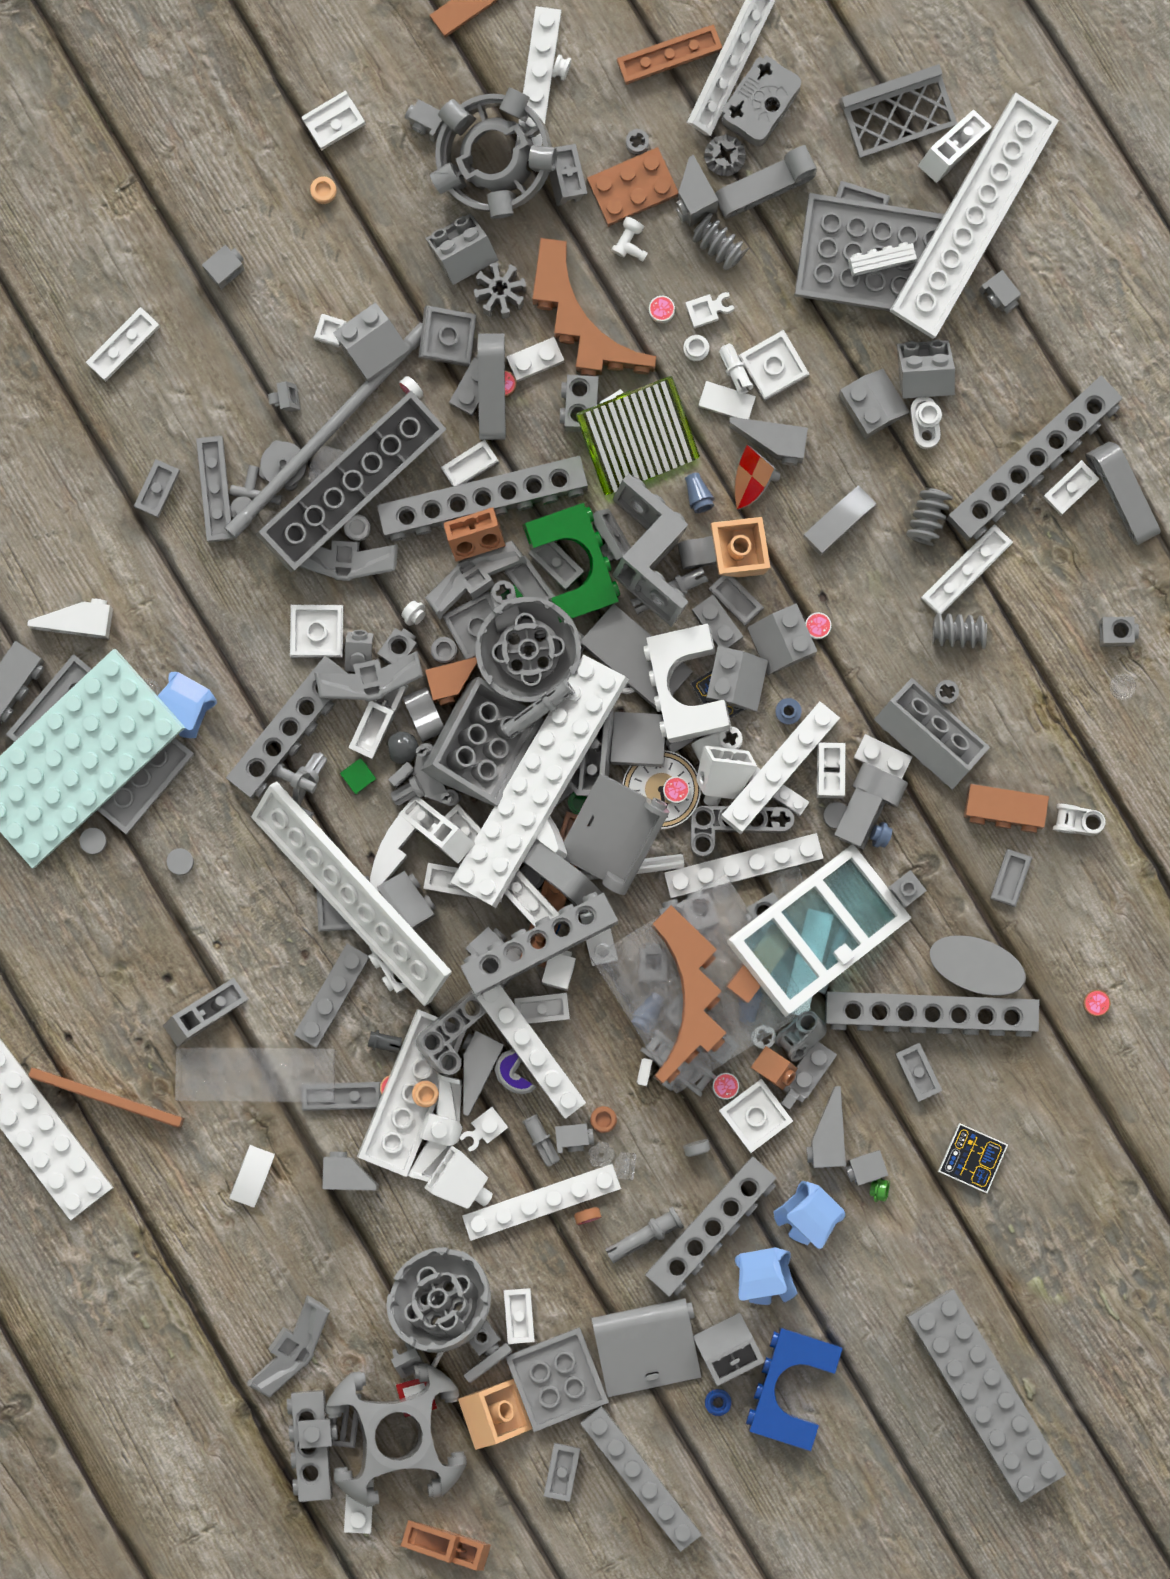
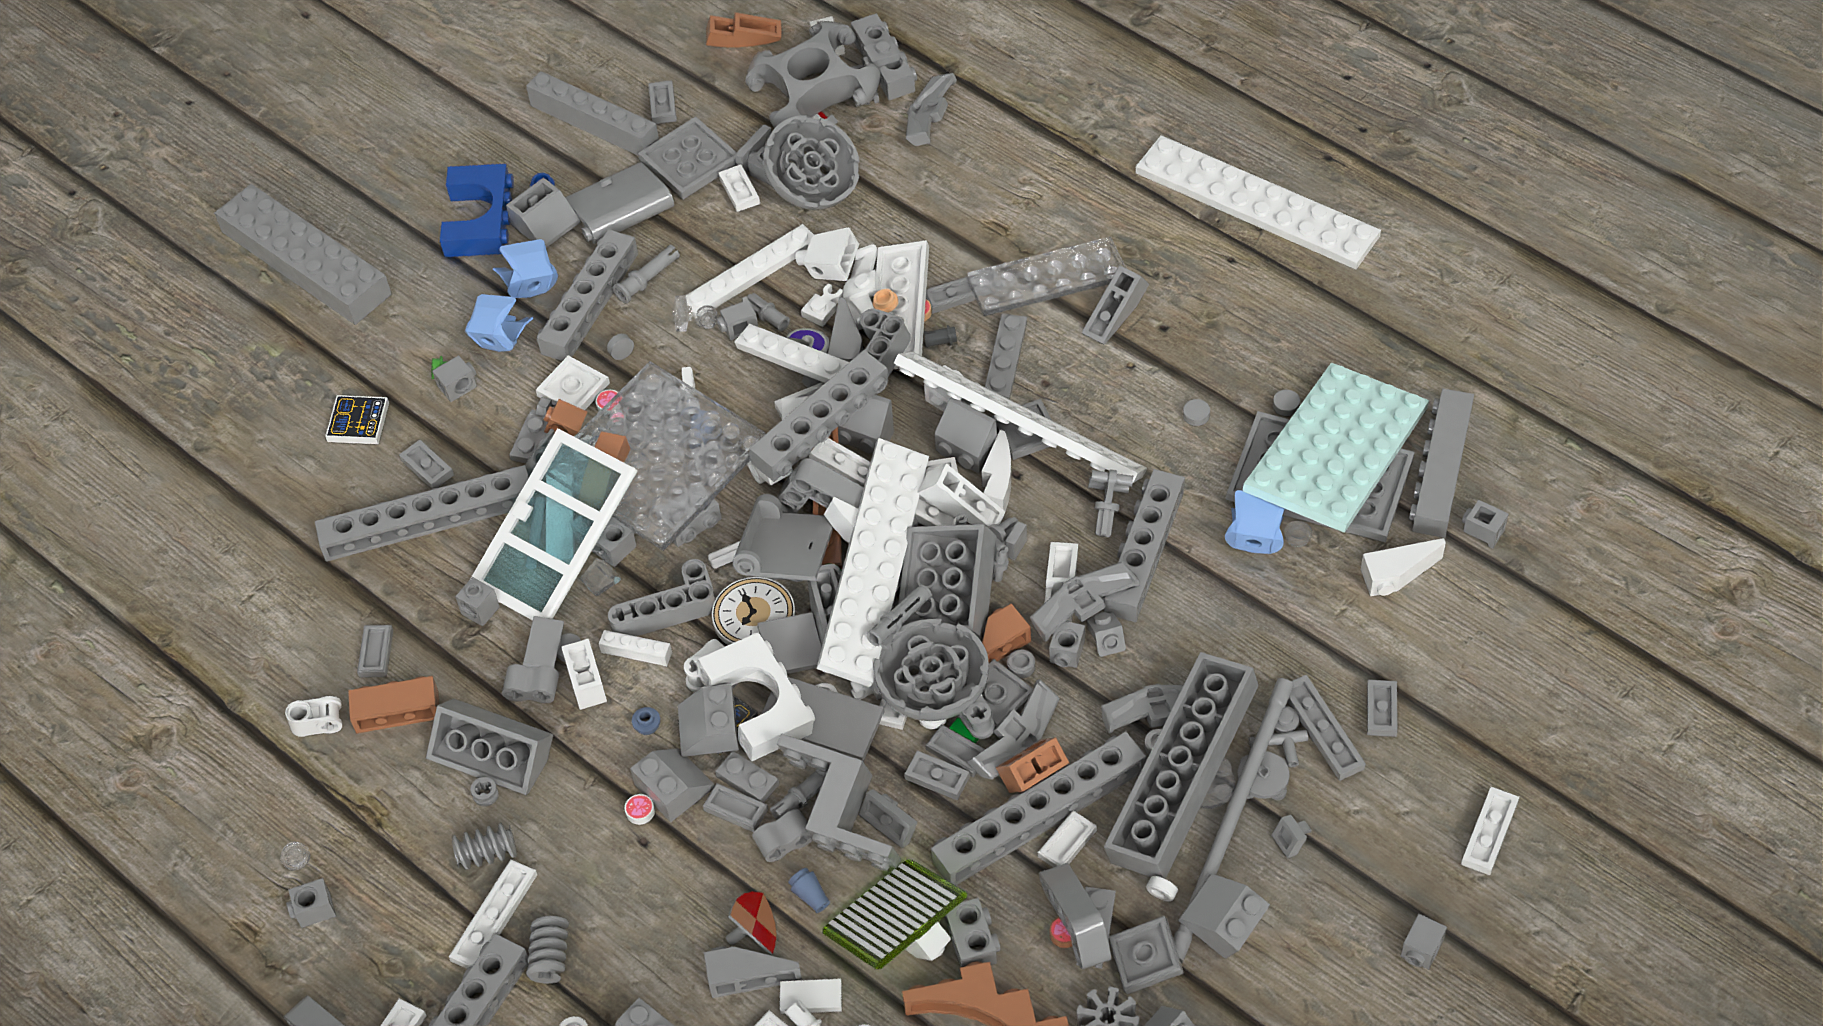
camera: 165 degrees right, 30 degrees down
(106, 1097) = (1173, 222): nougat tile -> none
(251, 1176) = (1016, 209): white slope -> none
(316, 631) = (1157, 639): white tile -> none
(325, 330) = (1277, 923): white tile -> none
(345, 1174) = (930, 221): light grey slope -> none
(358, 776) = (1058, 530): green tile -> none
(402, 747) = (1025, 562): dark grey piece -> none
(413, 613) = (1065, 681): white plate -> none
(423, 714) = (1013, 591): light grey axle -> none
(495, 1414) = (734, 116): light nougat slope -> none
(535, 359) = (1040, 968): white plate -> none
(576, 526) = (929, 804): green arch -> none
(587, 1215) = (703, 270): nougat tile -> none
(603, 1119) = (715, 345): nougat tile -> none
(676, 789) = (737, 611): tile -> none
(697, 1028) = (668, 458): nougat arch -> none
(723, 773) = (696, 632): white torso -> none
(740, 547) = (745, 841): light nougat slope -> none
(744, 865) = (646, 577): white plate -> none
(780, 767) = (636, 660): white plate -> none
(828, 1139) = (499, 389): light grey slope -> none
(839, 520) = (646, 912): light grey slope -> none
(881, 835) = (517, 641): sand blue plate -> none
(882, 756) = (537, 712): white plate -> none
(977, 965) = (389, 560): light grey shield -> none
(1096, 1003) = (264, 574): tile -> none

